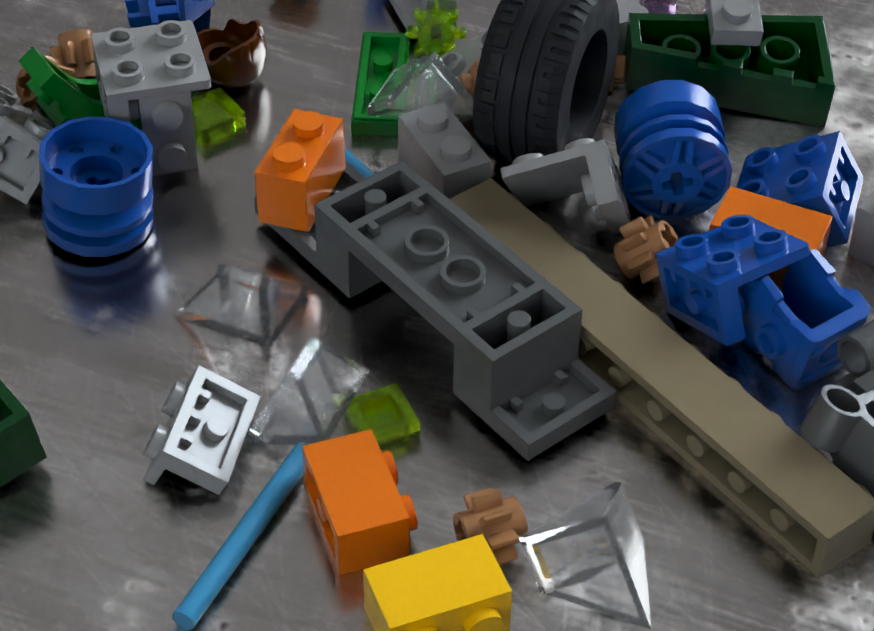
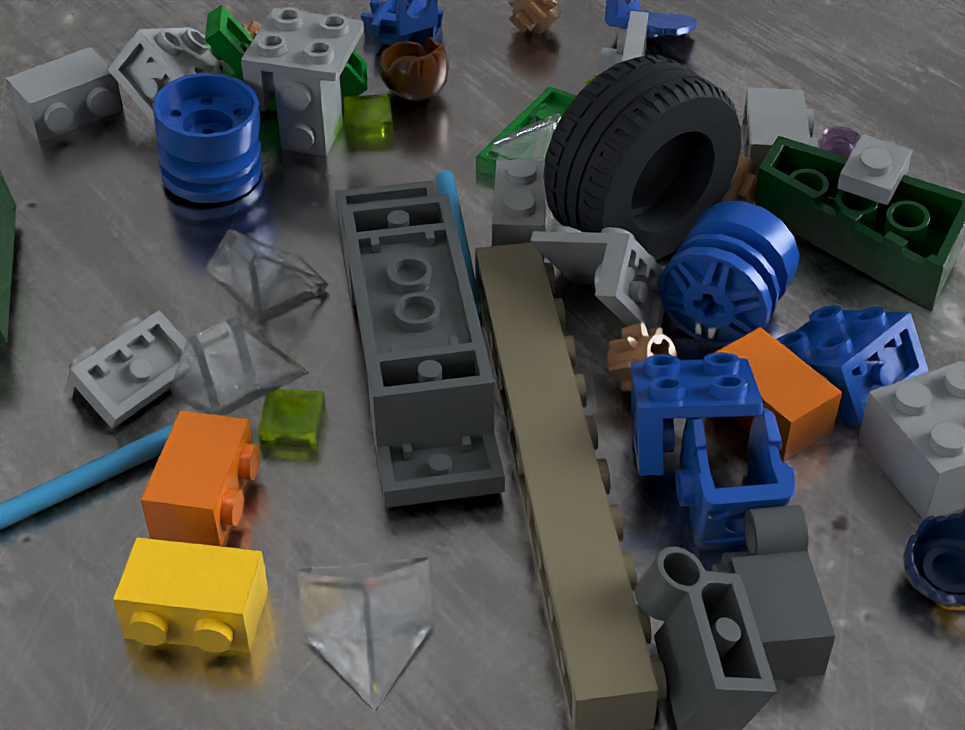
camera: 30 degrees right, 0 degrees up
(300, 169) = (373, 169): orange brick -> none
(495, 518) = (289, 547): medium nougat gear -> none

